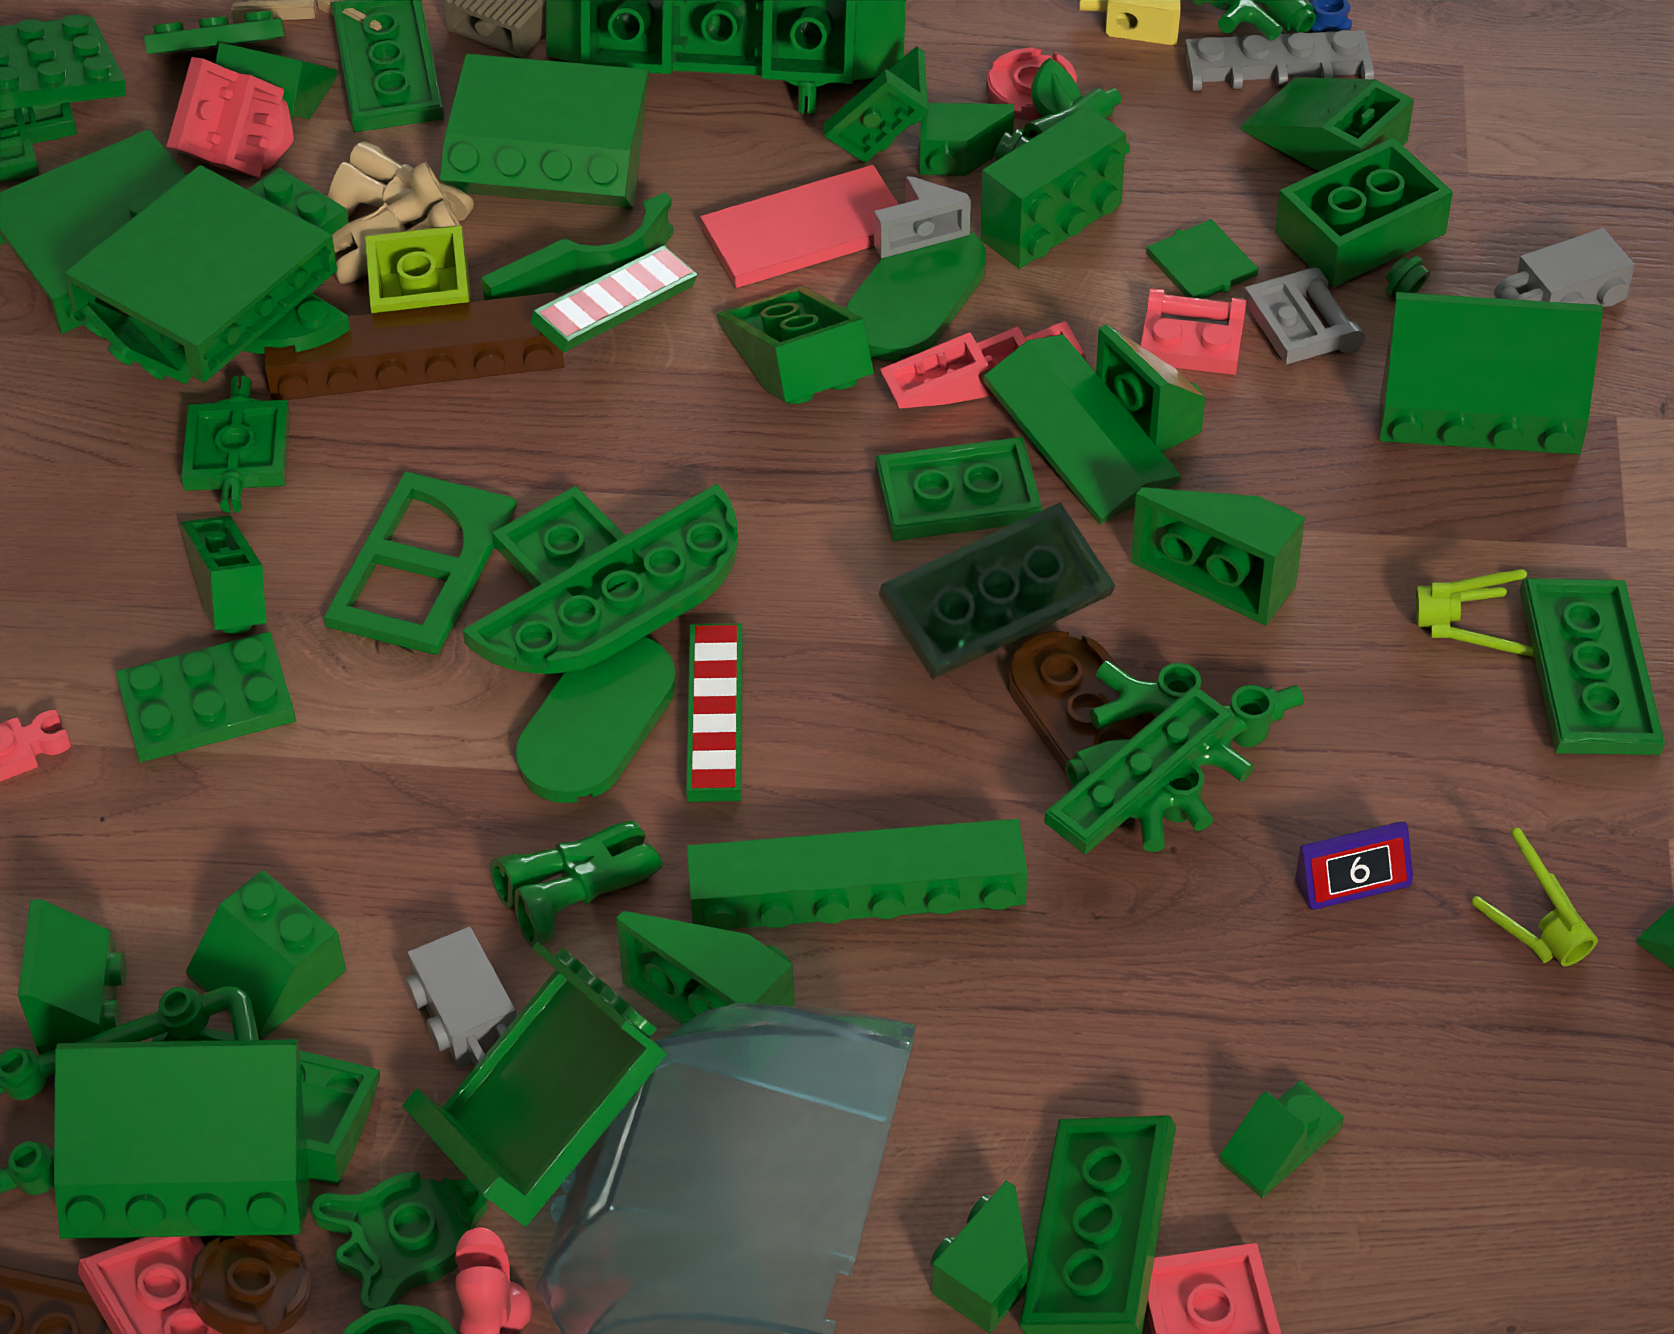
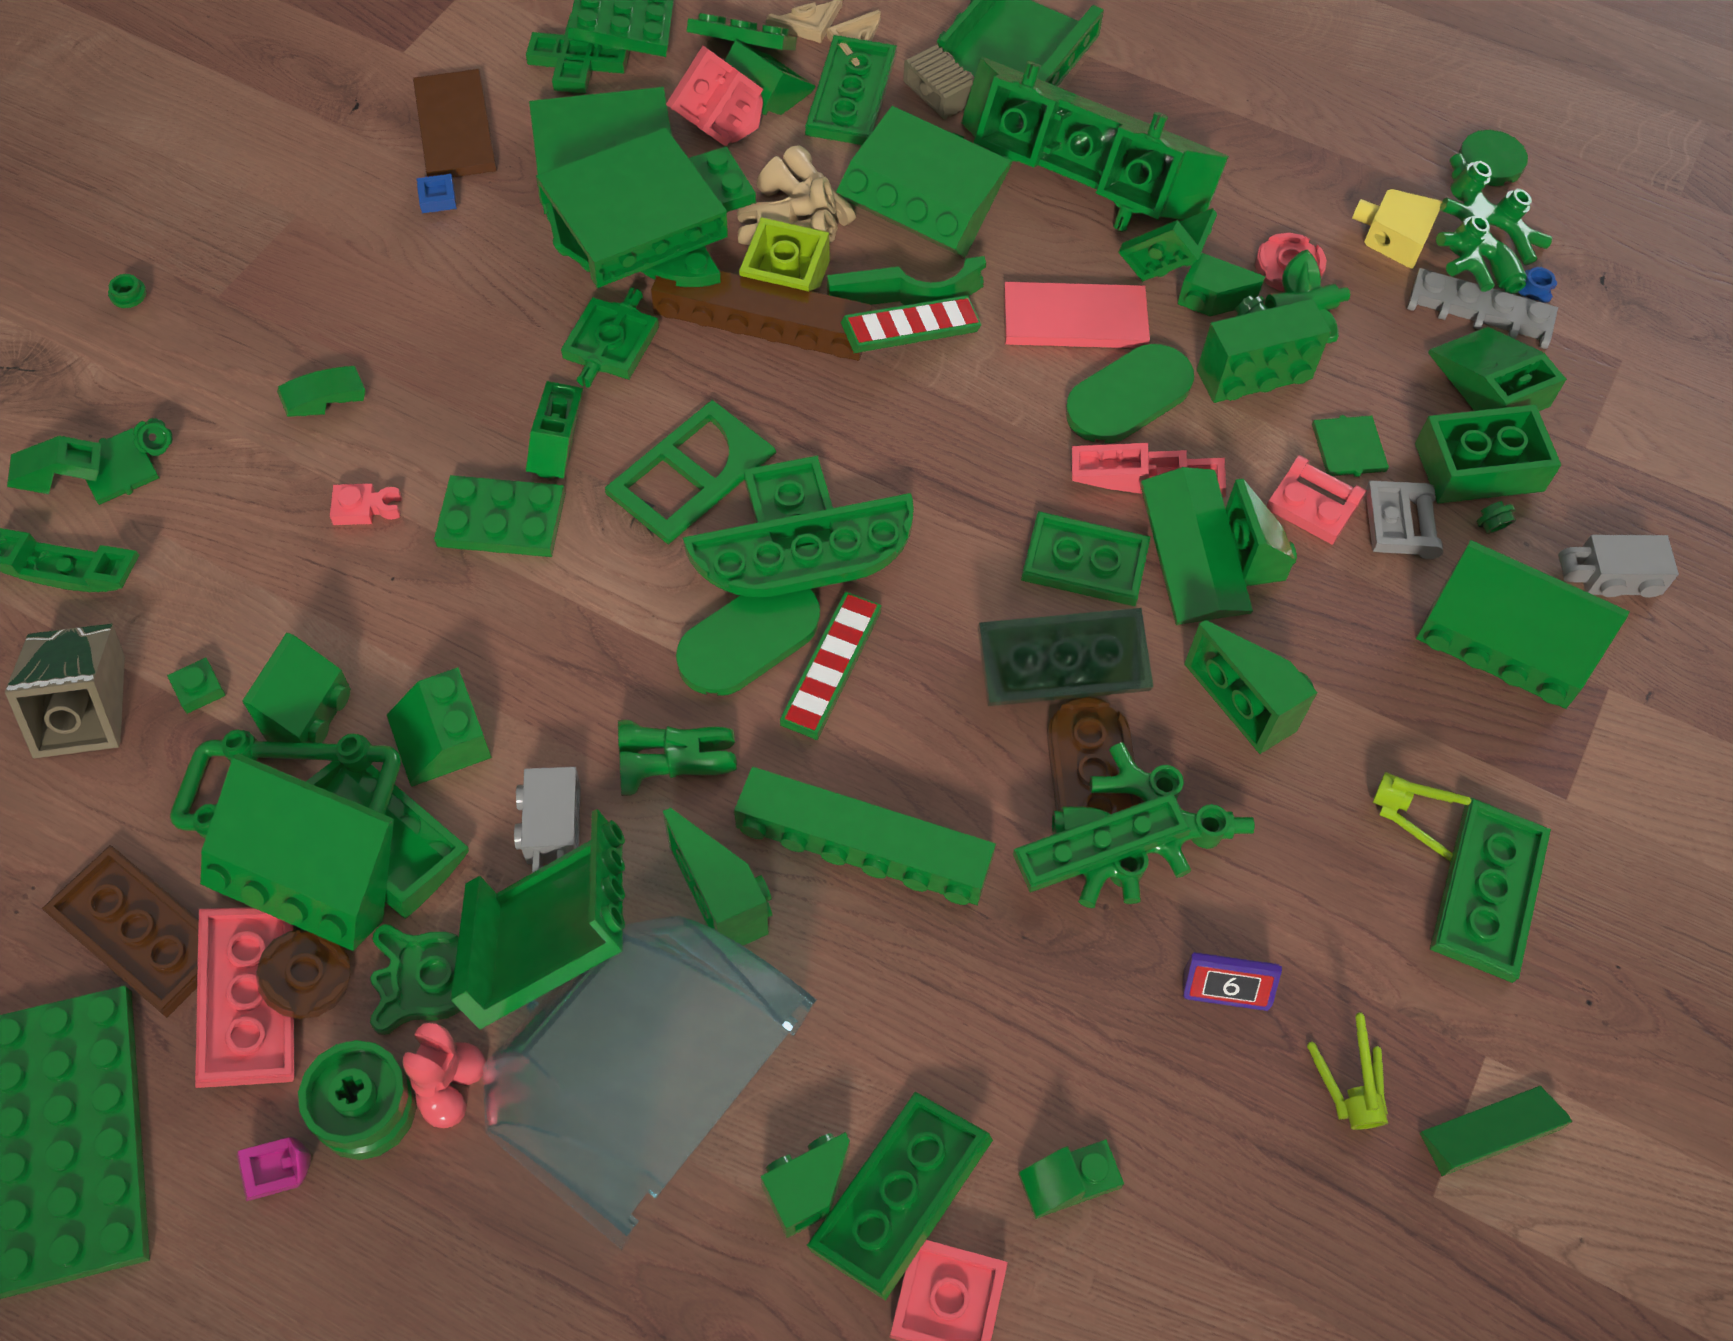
camera: 20 degrees right, 10 degrees up
(799, 343) = (1025, 404): green slope -> none
(927, 218) = (1162, 343): light grey slope -> none

